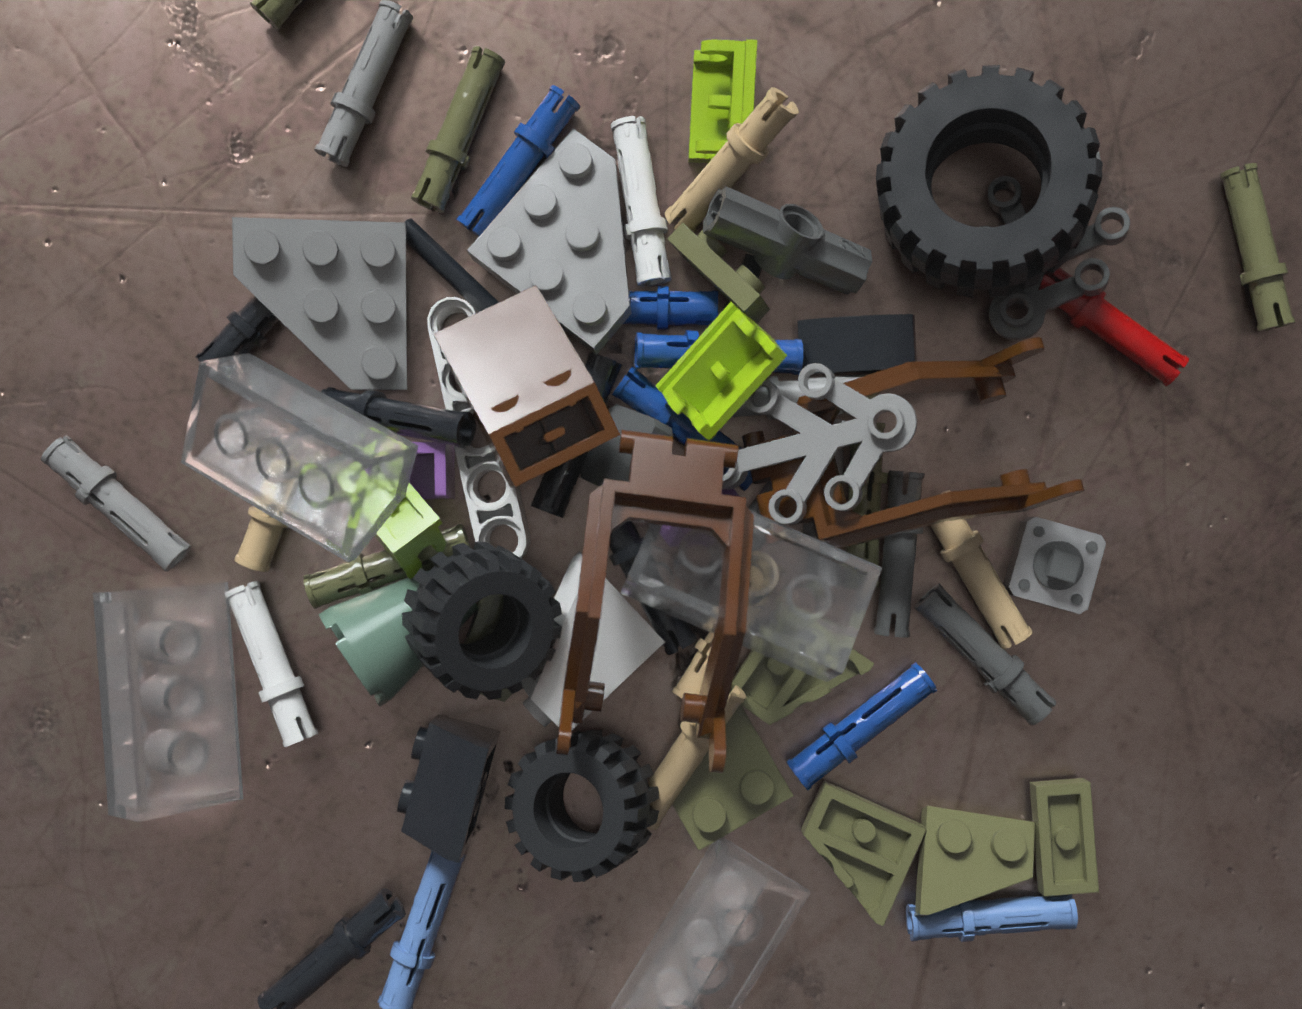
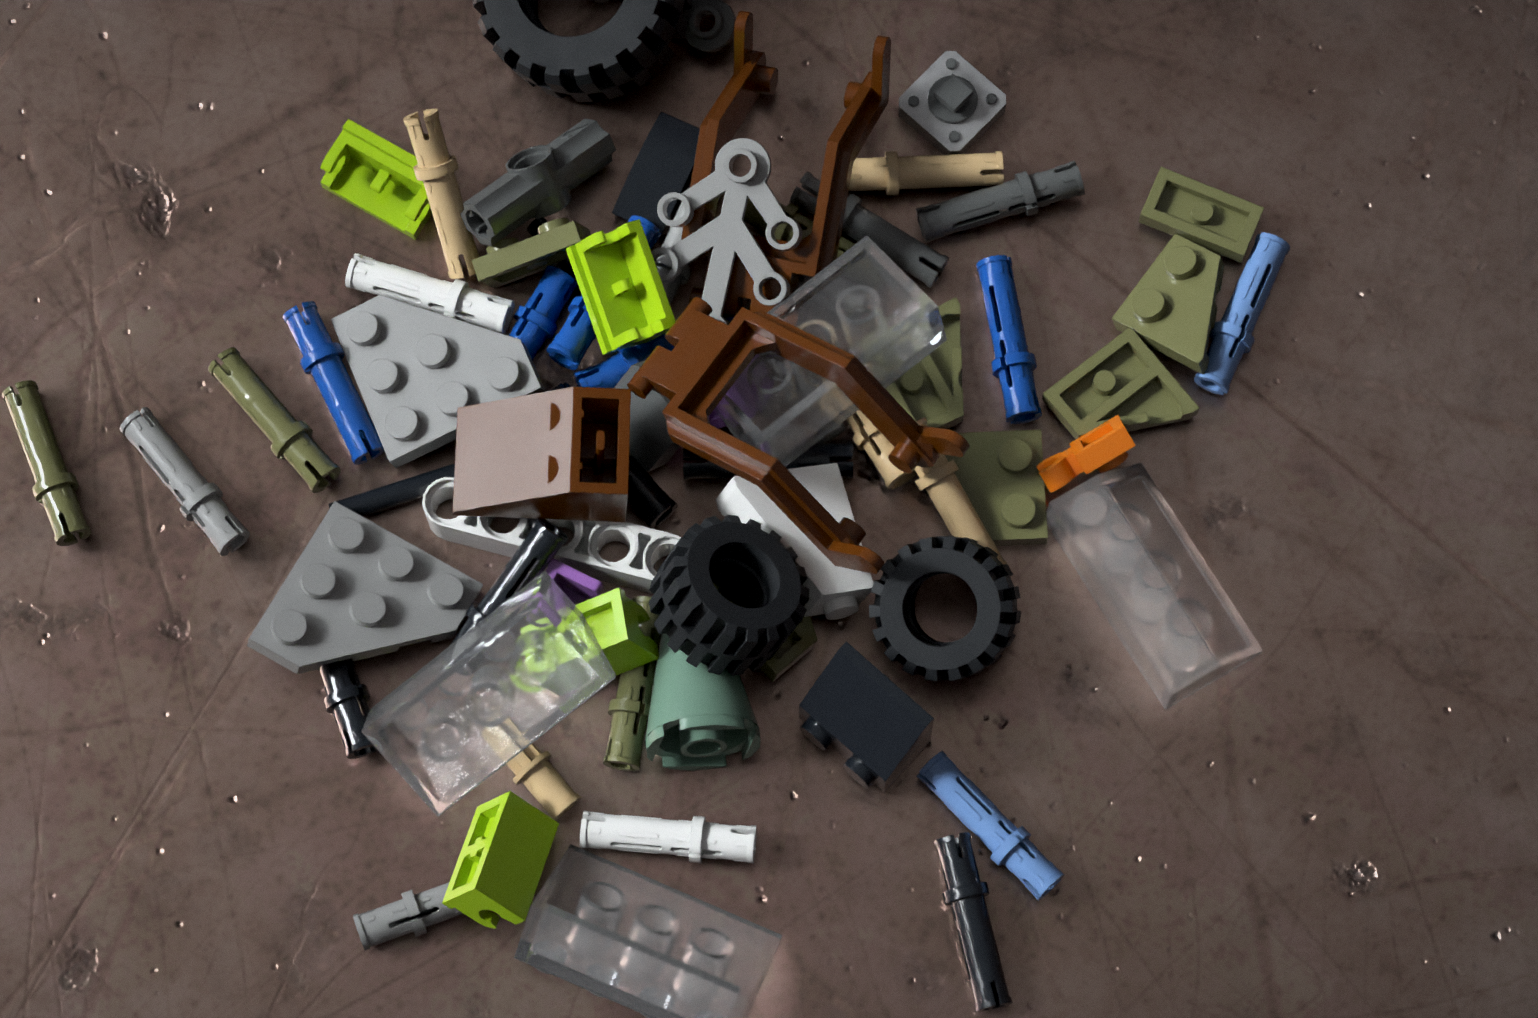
camera: 65 degrees left, 15 degrees down
(164, 539) = (501, 861): none -> lime hinge
(791, 857) = (1098, 449): none -> orange plate

